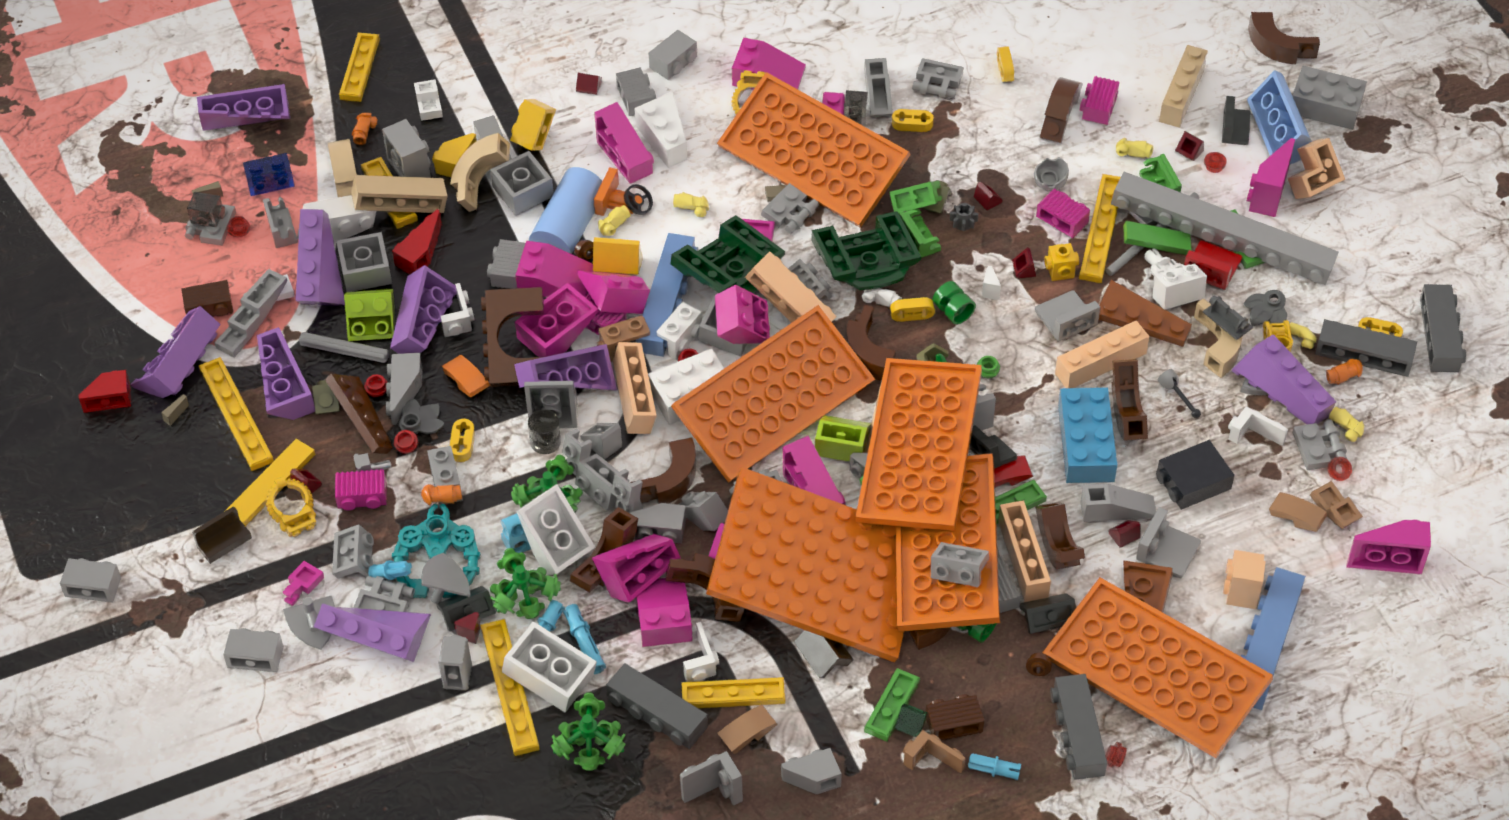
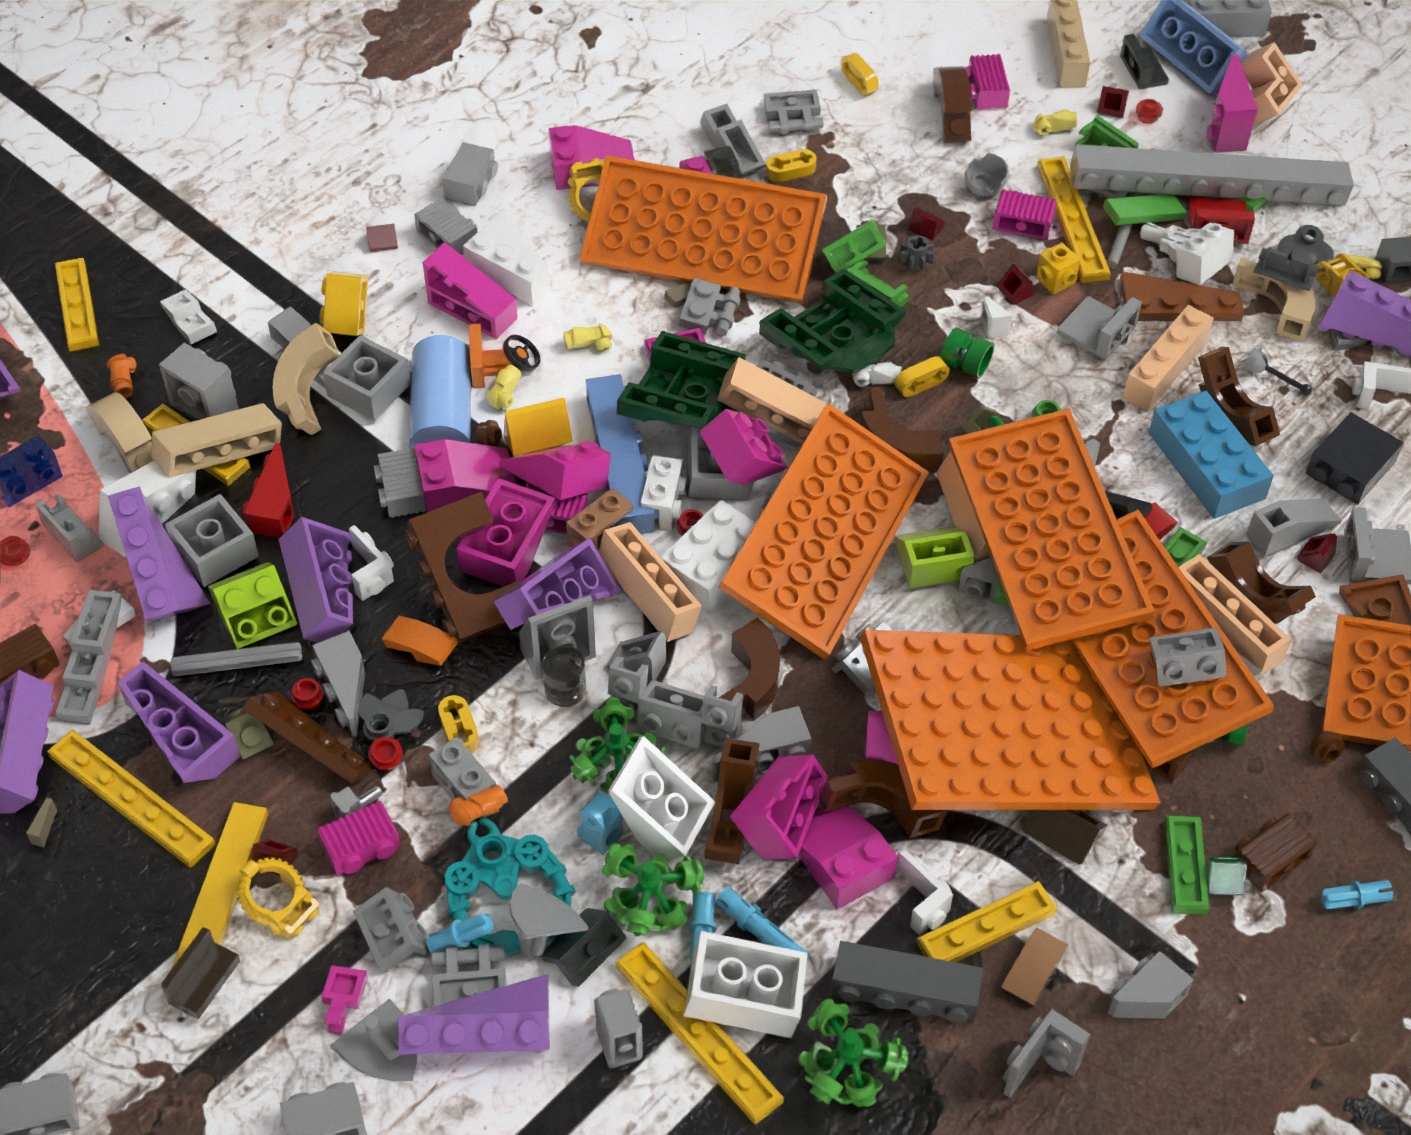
camera: 25 degrees left, 0 degrees up
(450, 152) = (257, 372): yellow slope -> none
(469, 627) = (604, 972): dark red slope -> none
(704, 509) = (823, 702): light grey slope -> none
(806, 470) = (920, 606): dark pink wedge -> none
(933, 745) = (1276, 899): medium nougat bracket -> none
(1048, 612) = (1298, 678): pearl dark grey panel -> none

